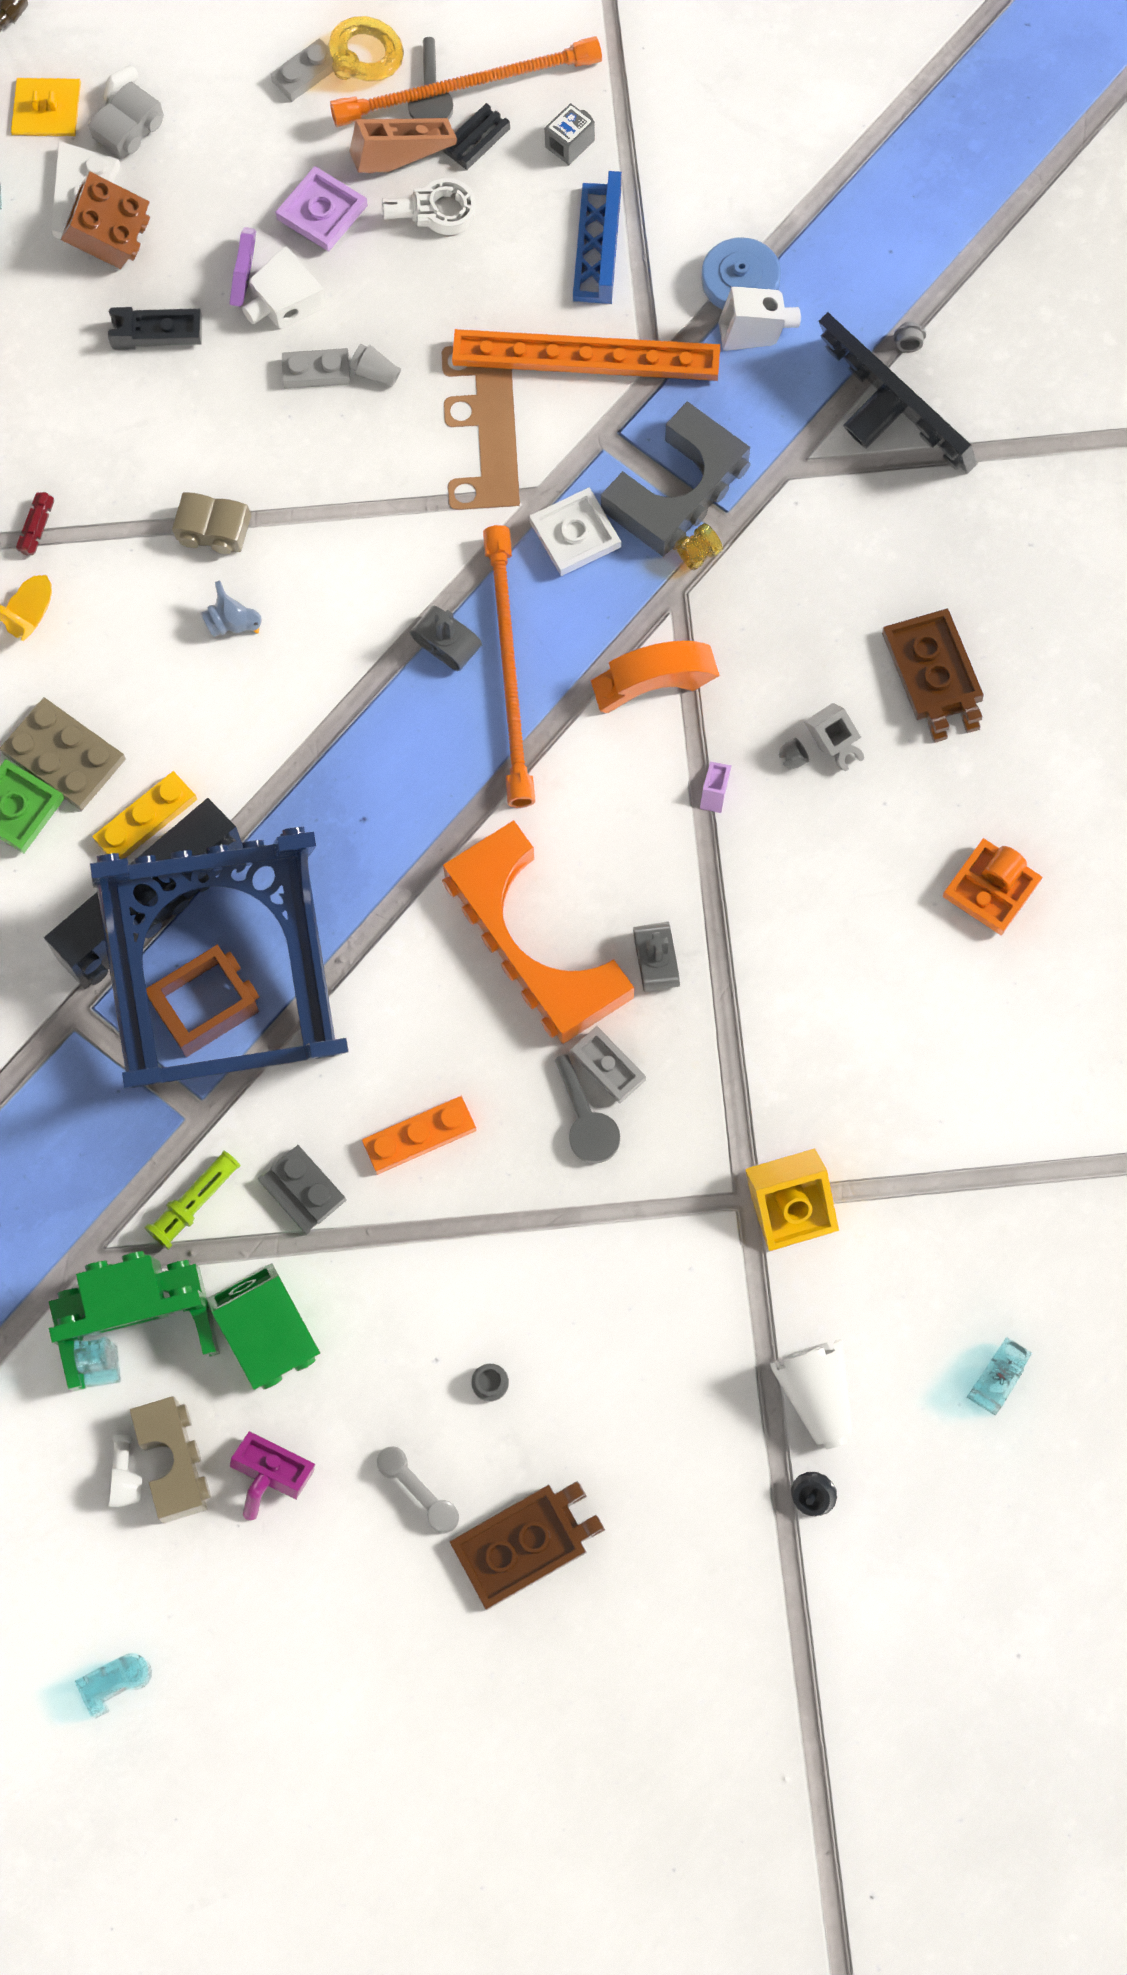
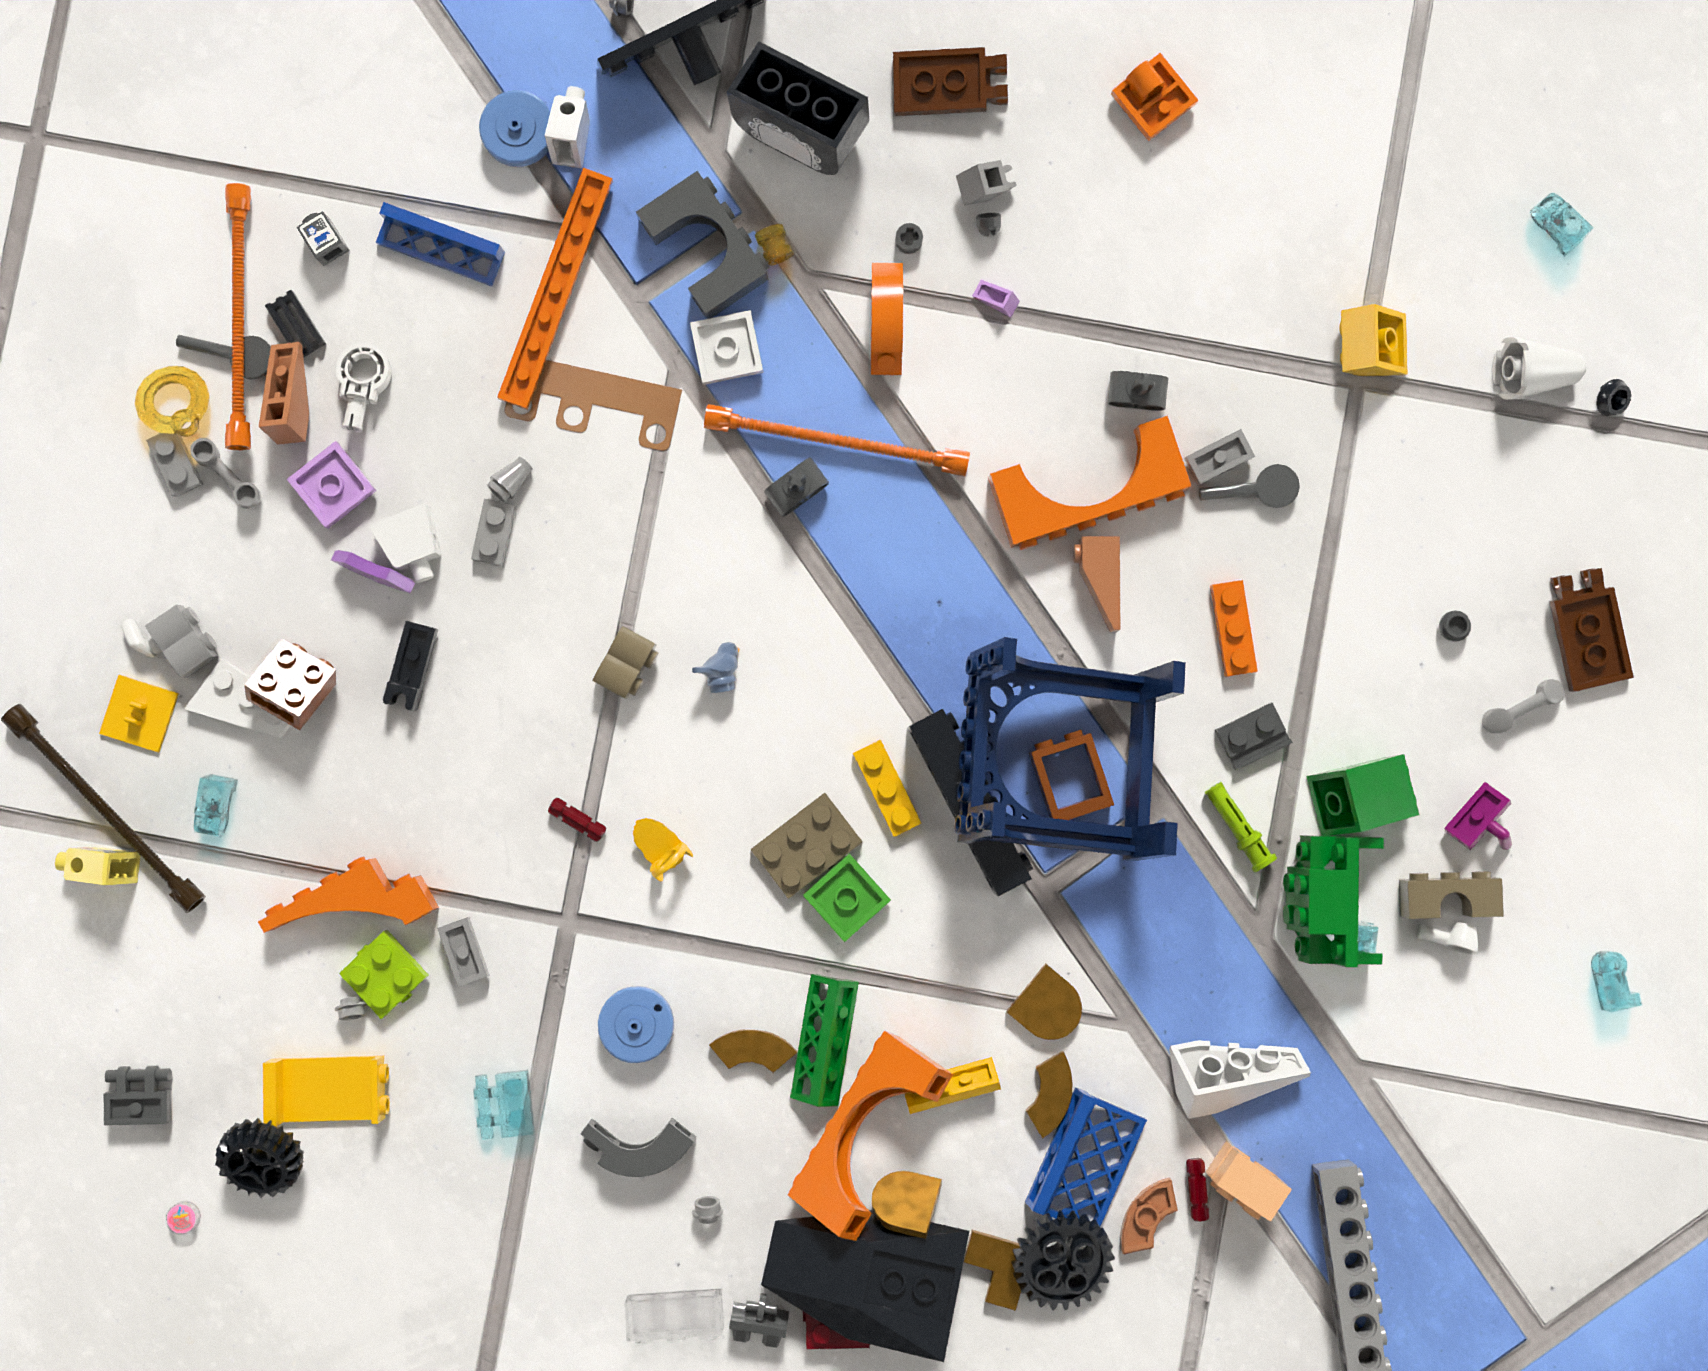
camera: 80 degrees left, 15 degrees up
(321, 93) = (208, 455): none -> light grey bar
(440, 971) = (1100, 570): none -> nougat slope
(757, 671) = (916, 244): none -> dark grey bush
(844, 516) = (797, 109): none -> black brick

